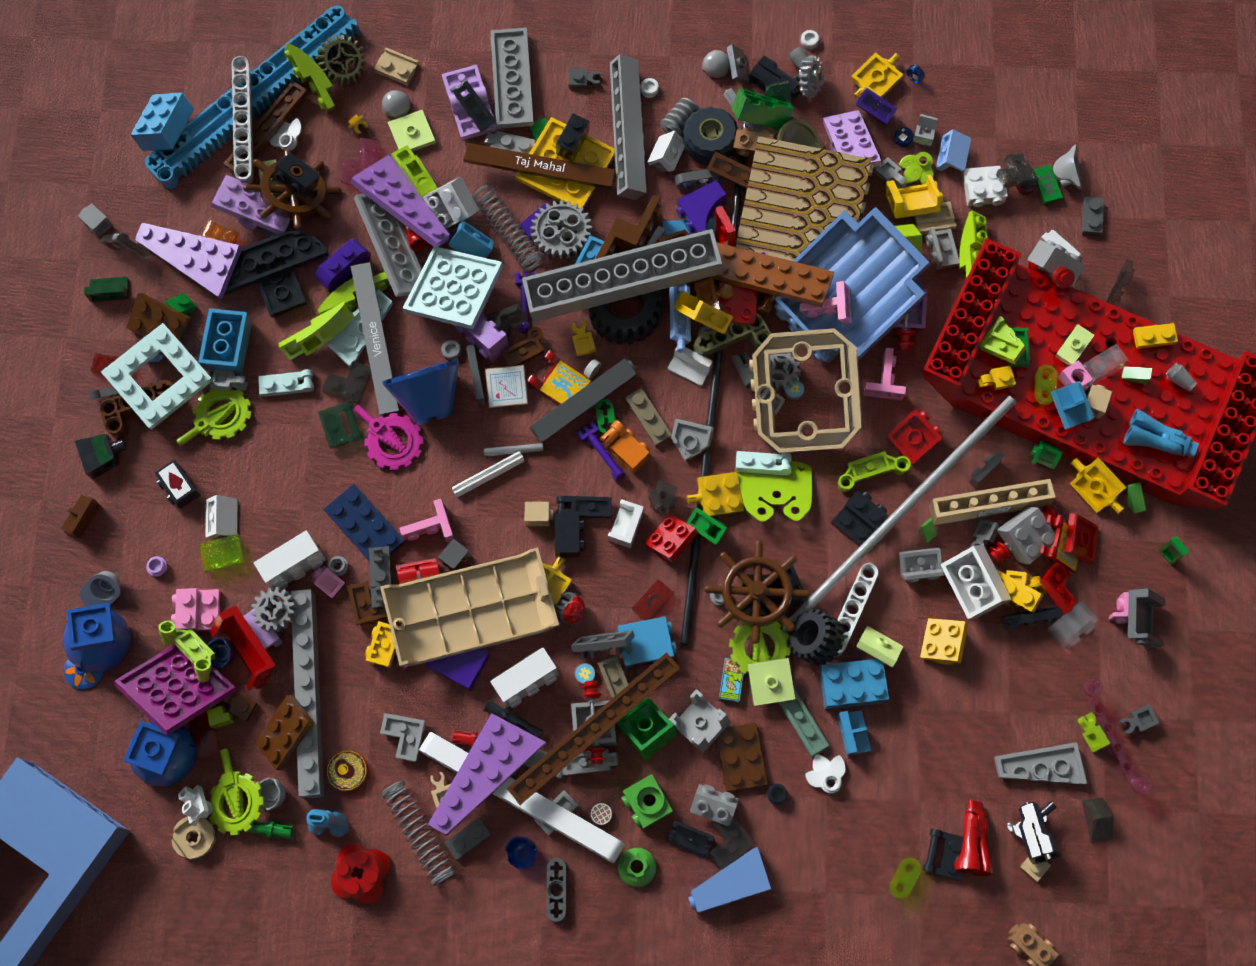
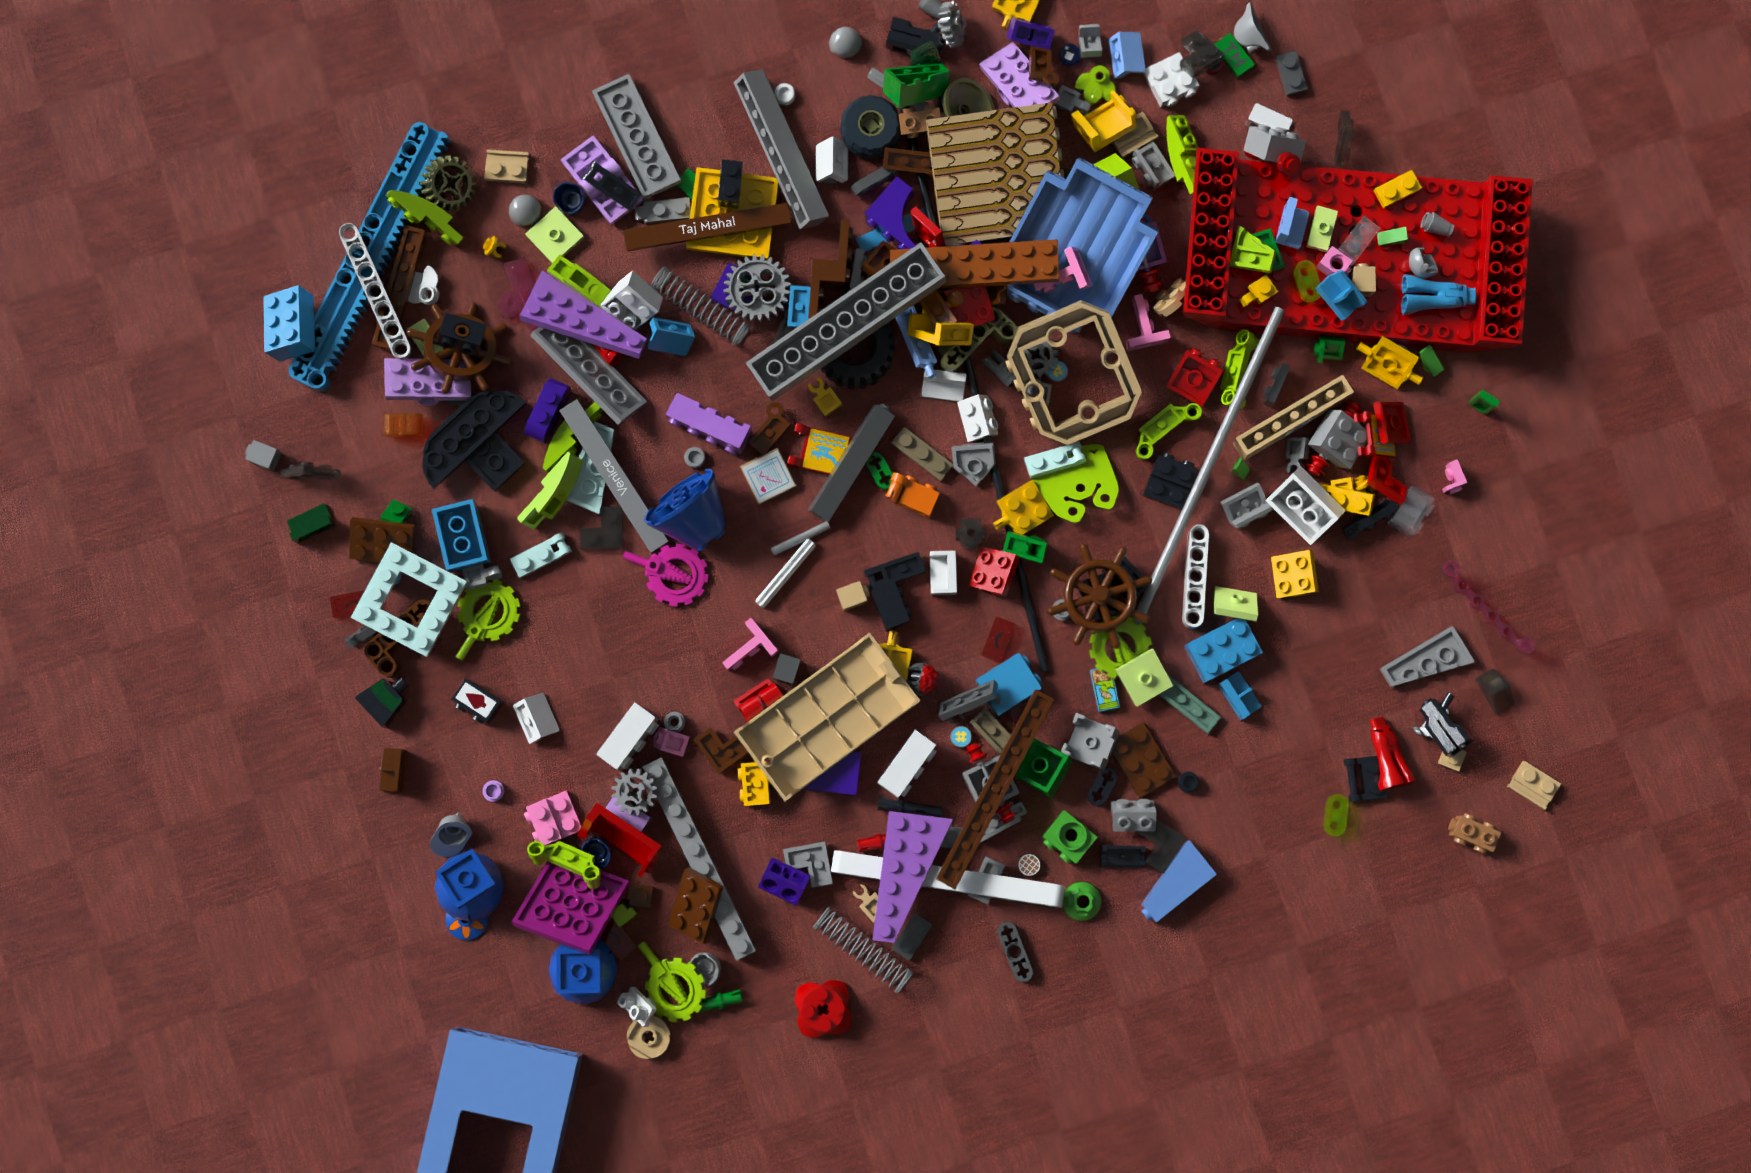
camera: 25 degrees left, 10 degrees up
(198, 257) = (395, 457): wing -> none
(221, 553) = (553, 753): clear neon green plate -> none
(321, 820) = (769, 975): dark azure piece -> none
(334, 427) = (609, 581): clear green plate -> none
(347, 770) = (769, 917): tile -> none
(362, 522) = (683, 671): dark blue plate -> none
(372, 742) = (784, 881): none -> dark purple brick
(379, 573) = (722, 716): dark grey plate -> none
(435, 105) = (569, 198): none -> dark blue hair
(453, 287) = (674, 394): light aqua plate -> none
(476, 375) = (732, 476): dark grey tile -> none
(507, 318) = (740, 405): clear smoke slope -> none
(521, 852) = (969, 930): clear blue hair -> none
(523, 327) = (759, 405): dark purple hinge -> none
(580, 78) = (707, 110): dark grey plate -> none
(592, 368) = (846, 425): white tile -> none
(617, 472) = (871, 494): dark purple hinge -> none
(678, 115) = (829, 116): light grey piece -> none
(699, 771) = (1106, 789): none -> black beam
(709, 403) = (978, 417): none -> white bracket
(737, 64) = (868, 35): flat silver plate -> none
(824, 771) = (1225, 742): white plate -> none
(827, 642) = (1186, 618): black tyre -> none
(874, 131) = (1041, 66): none -> reddish brown hinge
(913, 362) = (1169, 300): none -> tan plate
(956, 438) = (1237, 365): none -> lime plate
(1048, 332) = (1292, 225): none -> light blue panel
(1093, 734) = (1465, 612): lime plate -> none
(1105, 923) = (1533, 785): none -> tan plate
(1140, 617) = (1475, 482): dark grey panel -> none
(1141, 719) = (1505, 580): dark grey plate -> none
(1155, 406) = (1422, 264): none -> light grey hair

